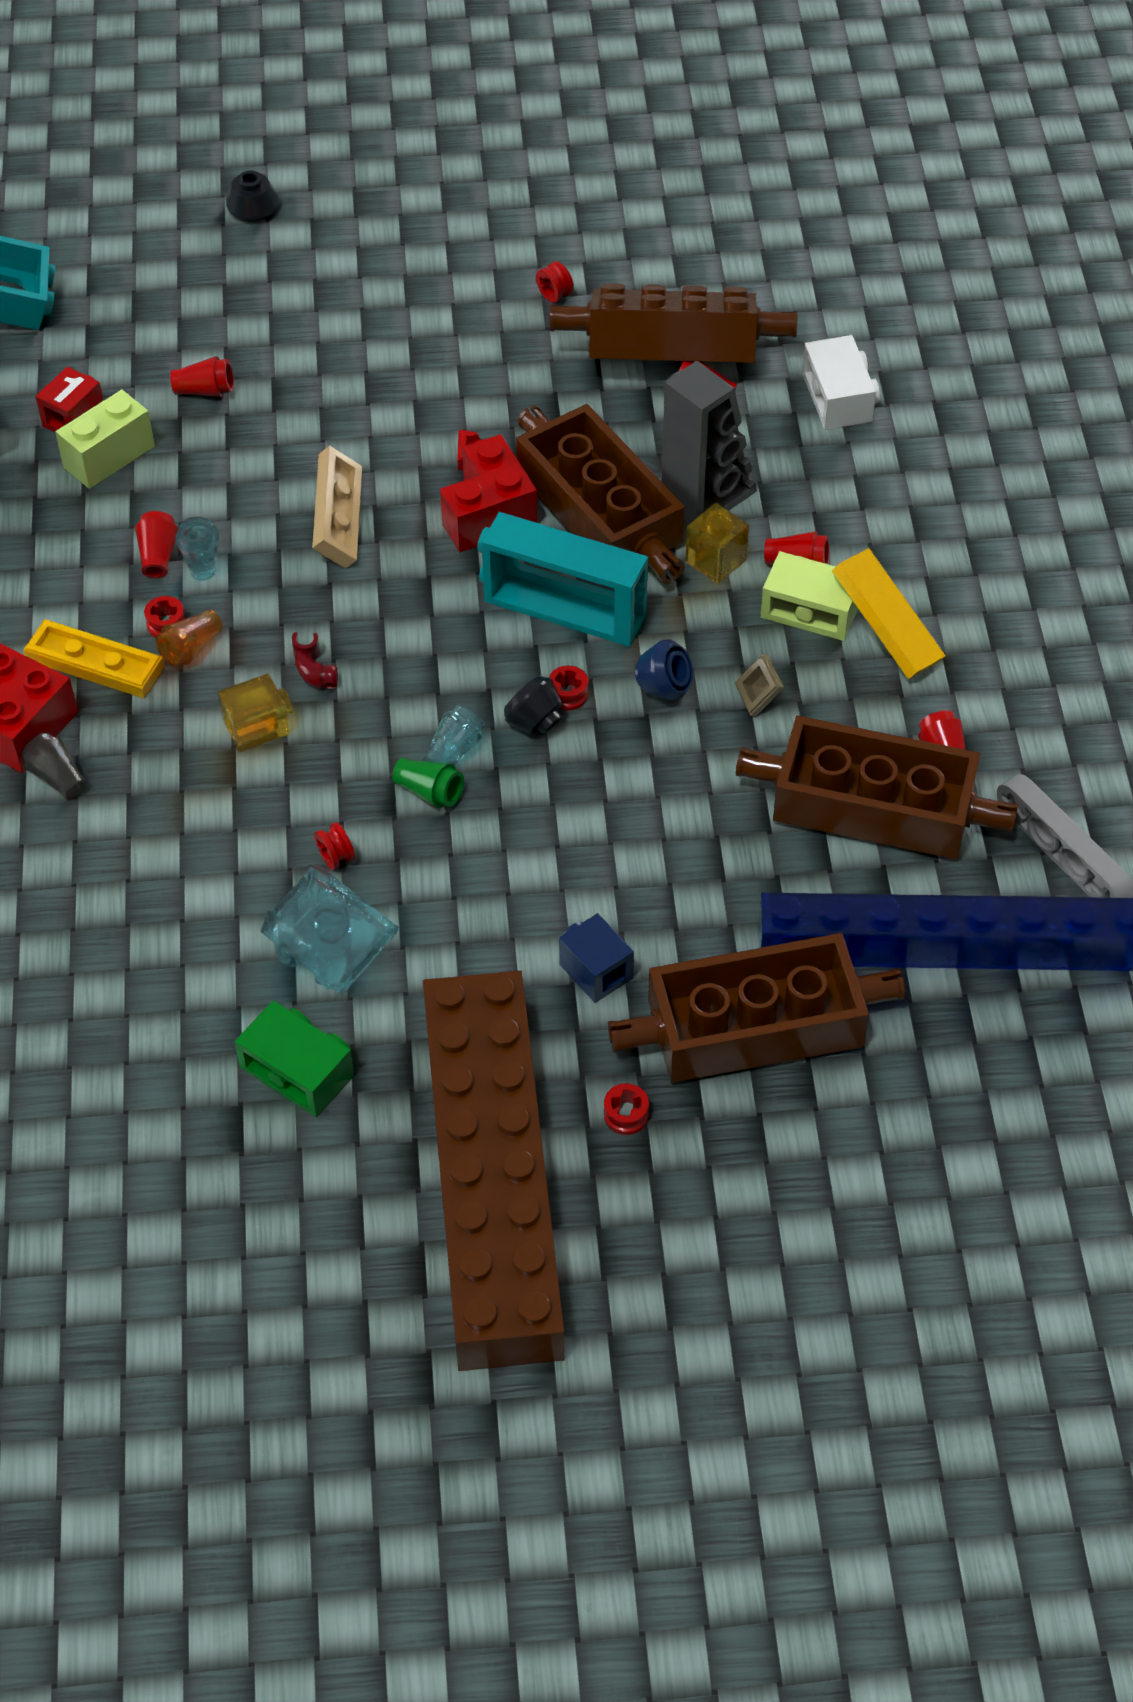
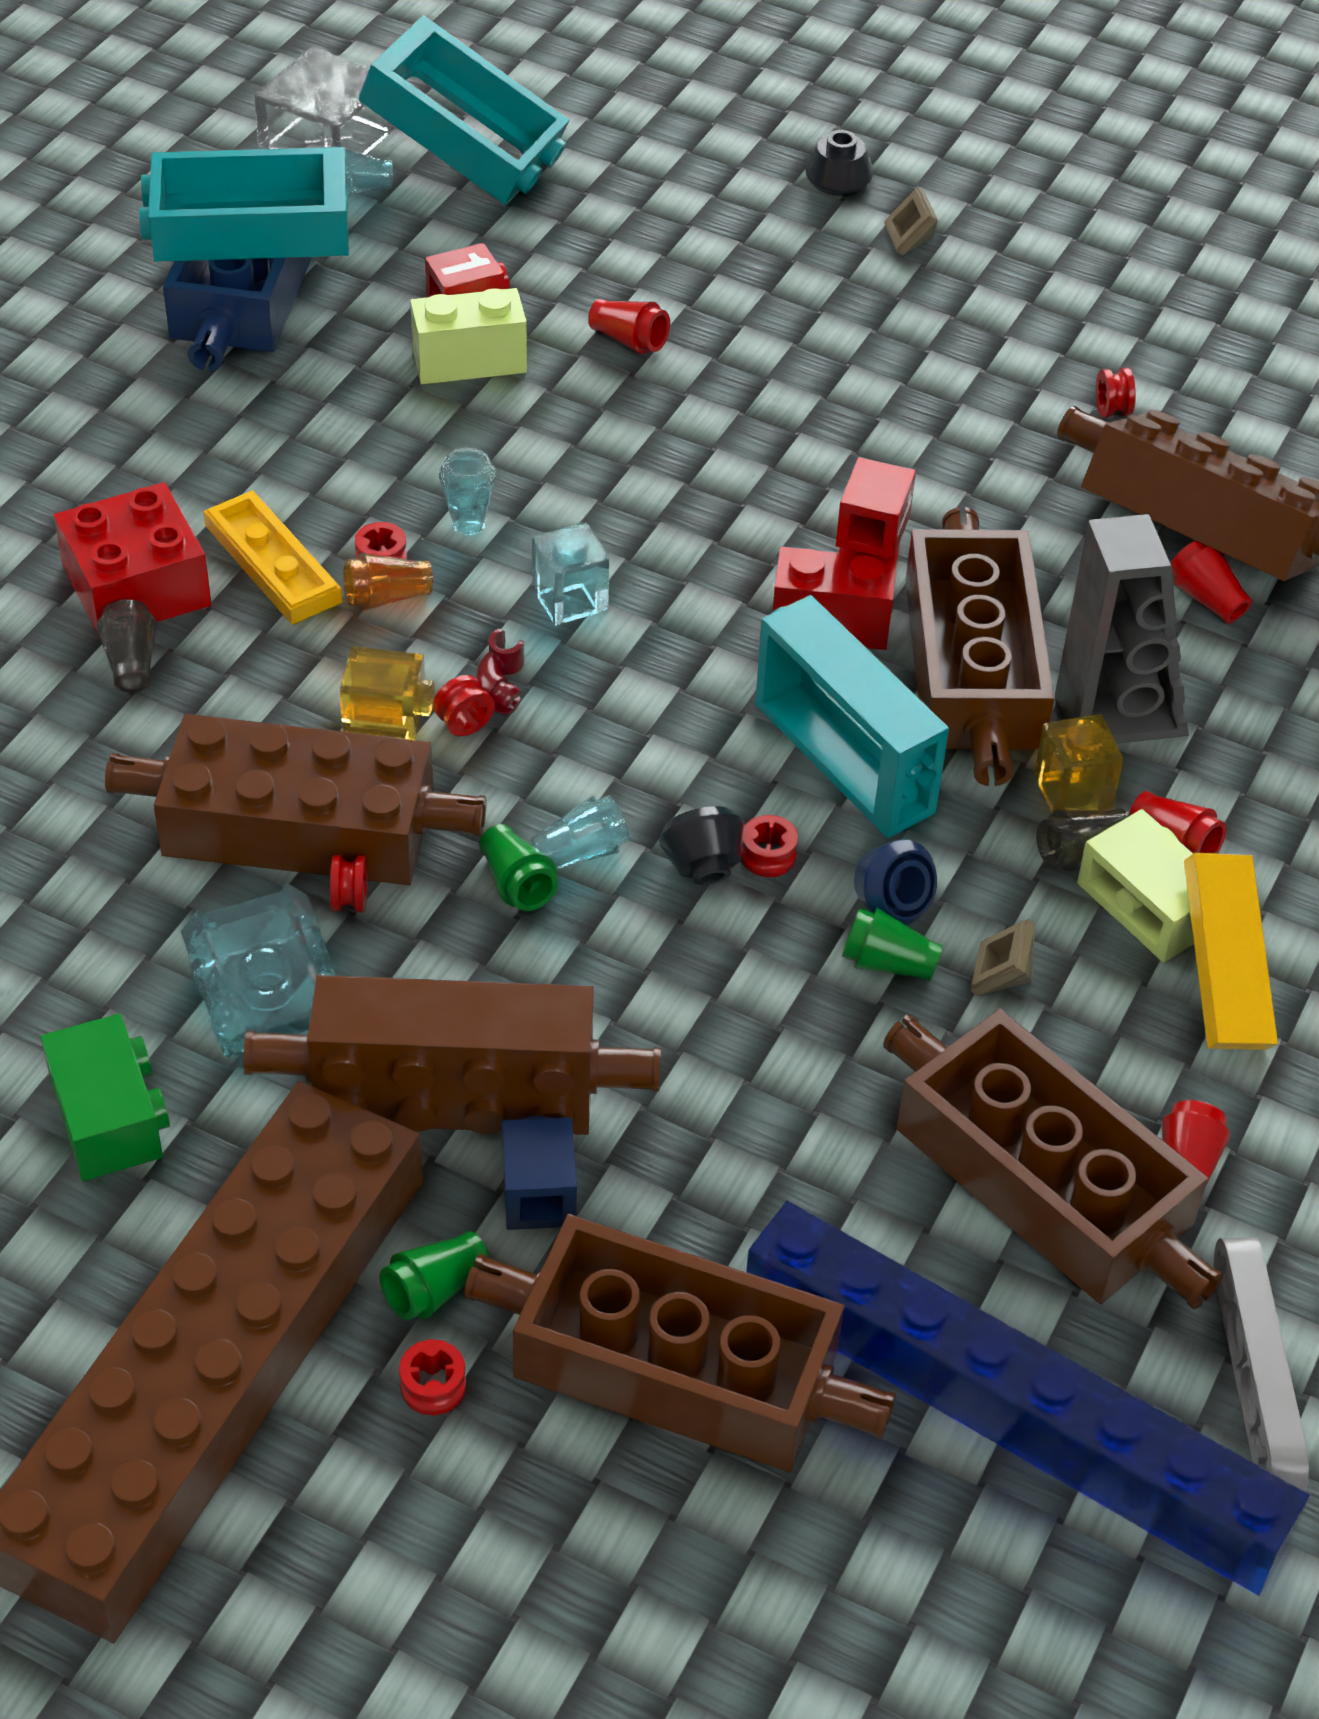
camera: 30 degrees right, 5 degrees down
(156, 542) = (422, 476): red cone -> none
(256, 809) = (294, 797): none -> reddish brown brick
(309, 572) = (570, 573): none -> clear light blue brick
(311, 694) = (463, 705): none -> red bush
(332, 218) = (911, 222): none -> dark tan slope
(337, 507) = (662, 519): tan plate -> none
(492, 434) = (875, 508): none -> brick
(499, 911) = (454, 1051): none -> reddish brown brick
(579, 1054) = (429, 1275): none -> green cone
(688, 712) = (889, 946): none -> green cone
(743, 589) = (1065, 832): none -> clear smoke cone

